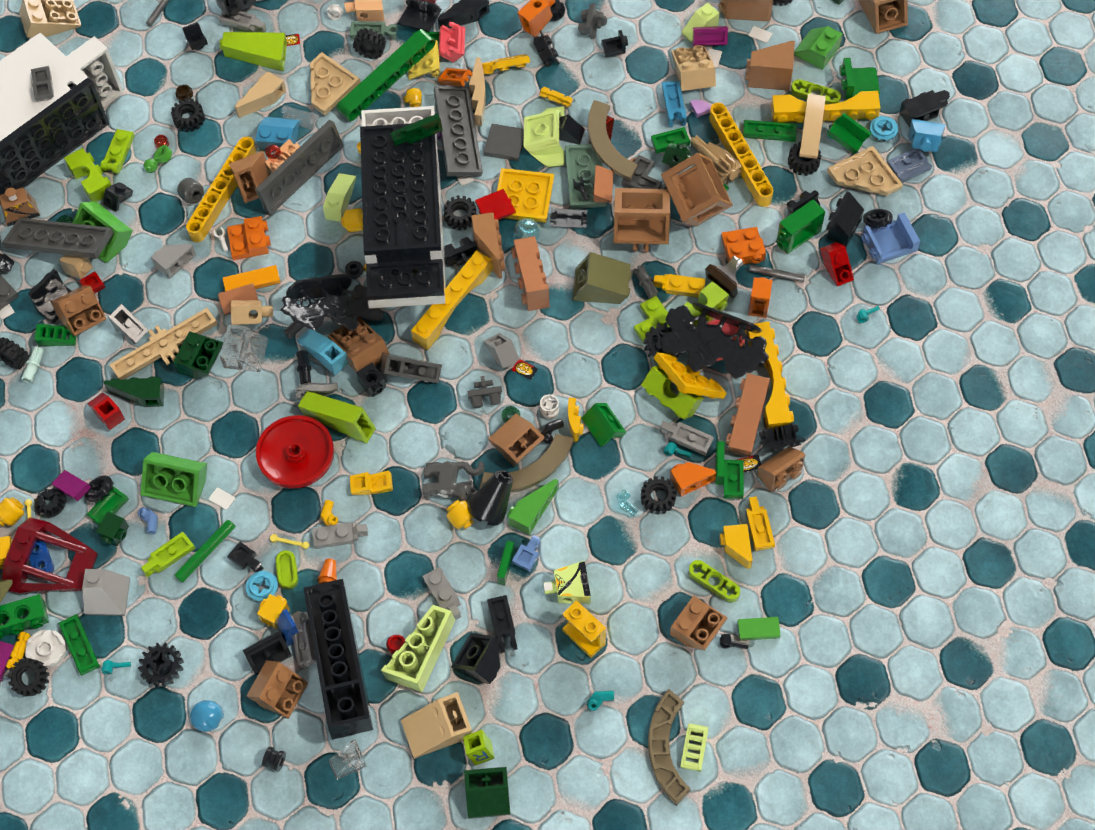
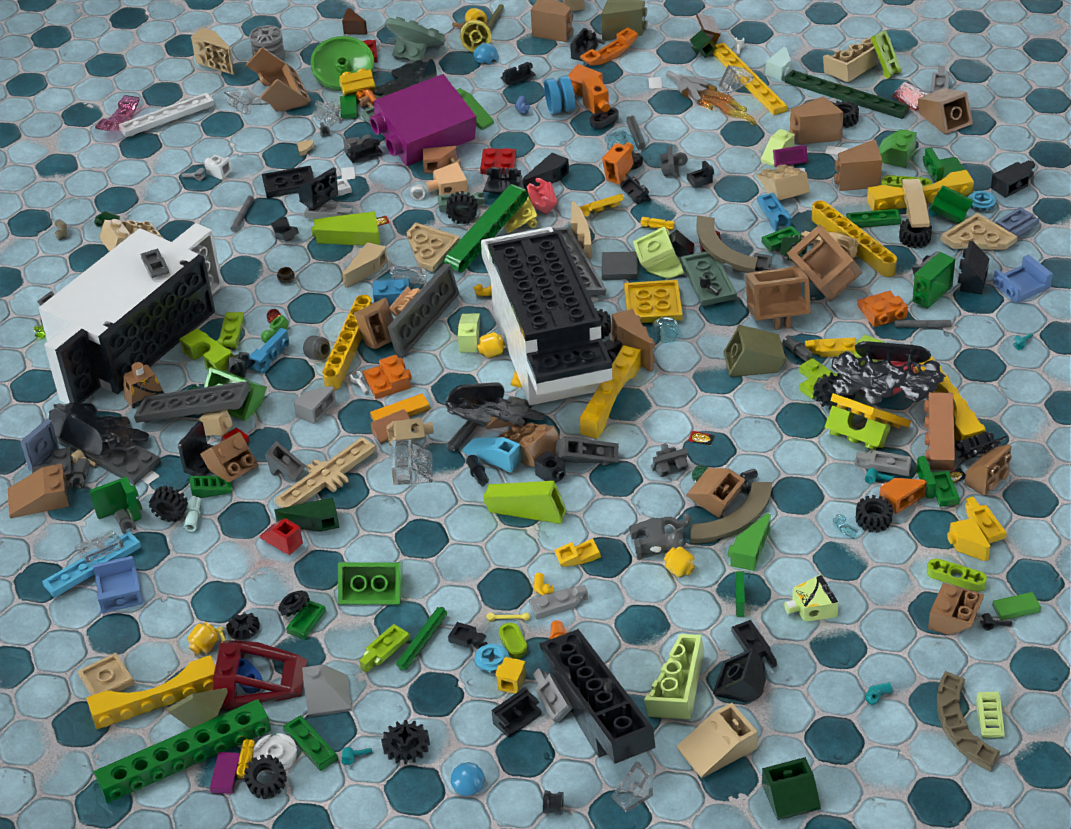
camera: 10 degrees left, 20 degrees down
(71, 485) = (263, 605): magenta tile -> none
(112, 529) = (318, 634): dark green brick -> none
(146, 186) = (269, 351): none -> dark azure plate
(150, 518) = (354, 620): medium blue arm -> none
(185, 107) = (295, 291): black tyre -> none
(197, 355) = (365, 475): dark green slope -> none
(222, 498) = (424, 593): white sticker -> none
(270, 148) = (392, 299): clear red hinge -> none
(277, 688) = (537, 740): medium nougat slope -> none
(287, 627) = (533, 678): blue slope -> none
(295, 451) = (491, 536): red dish -> none
(318, 388) = (482, 485): light grey arm -> none
(354, 273) = (506, 383): black plate -> none
(395, 643) = (646, 681): red plate -> none
(417, 130) = (547, 235): dark green hinge -> none
(442, 591) = (675, 624): light grey hinge -> none
(453, 80) = (555, 220): orange tile -> none
(478, 747) = (768, 749): lime brick -> none
(492, 499) = (711, 534): black cone -> none
(496, 203) = (630, 303): red piece -> none
(502, 350) = (675, 423): light grey slope -> none
(527, 555) = (759, 585): medium blue plate -> none
(531, 273) = (683, 359): nougat wedge -> none
(552, 404) = (738, 460): white wheel -> none
(568, 218) = (703, 312): hinge -> none
(574, 420) = (767, 466): yellow slope -> none
(584, 629) = (843, 629): yellow panel -> none
(603, 185) = (729, 278): nougat slope -> none
(603, 423) = (796, 466): green panel -> none
(700, 107) = (800, 211): lavender tile -> none
(725, 275) = (874, 328): dark brown piece -> none
(760, 297) = (916, 332): orange brick -> none
(837, 263) = (979, 304): red slope -> none
(884, 218) = (1005, 265): black gear -> none
(926, 135) = (1024, 196): dark azure torso -> none

